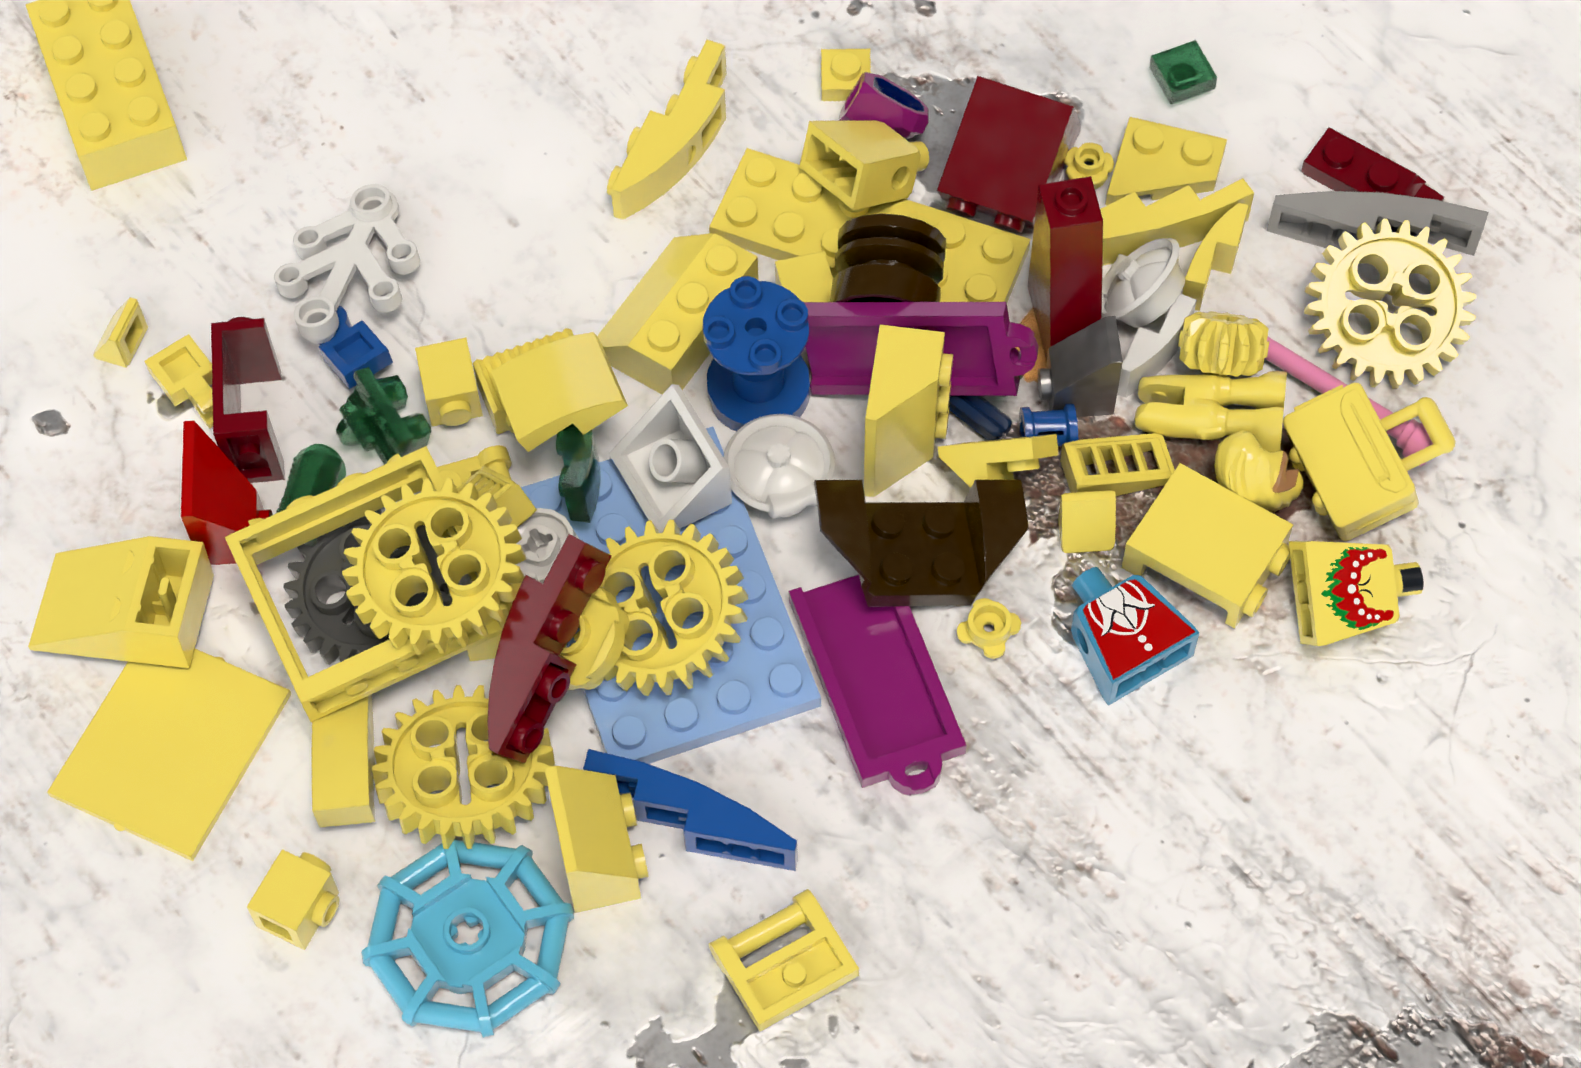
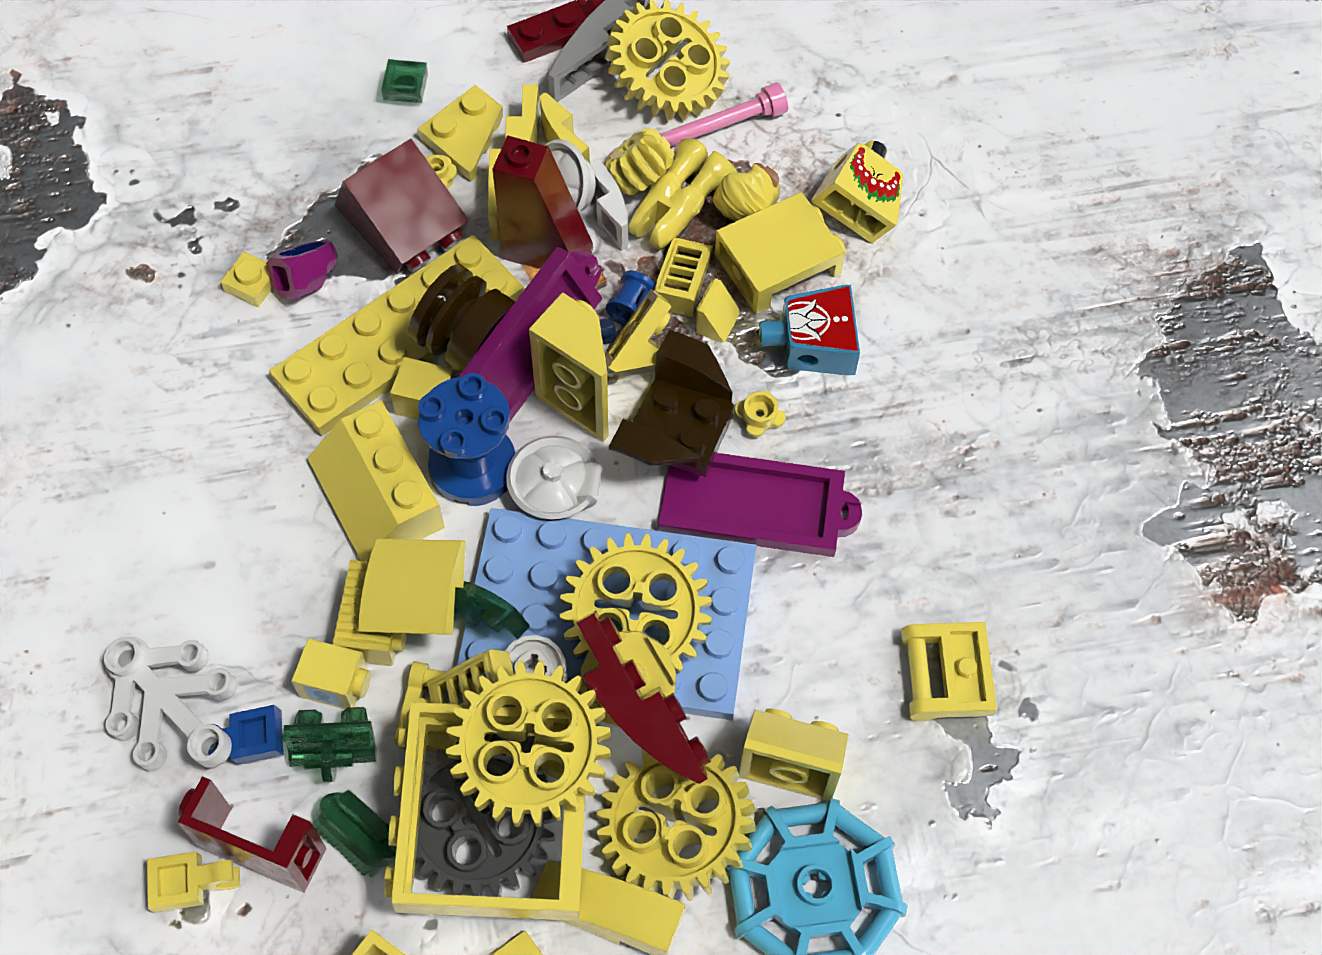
camera: 65 degrees left, 0 degrees up
(122, 335) = (101, 920): light yellow slope -> none
(214, 495) = (331, 901): red slope -> none
(673, 142) = (222, 411): light yellow slope -> none
(673, 463) = (519, 541): white slope -> none
(709, 819) = (811, 667): blue slope -> none
(862, 161) = (343, 298): light yellow torso -> none
(1084, 370) = (613, 242): flat silver slope -> none
(1353, 460) = (770, 133): light yellow piece -> none

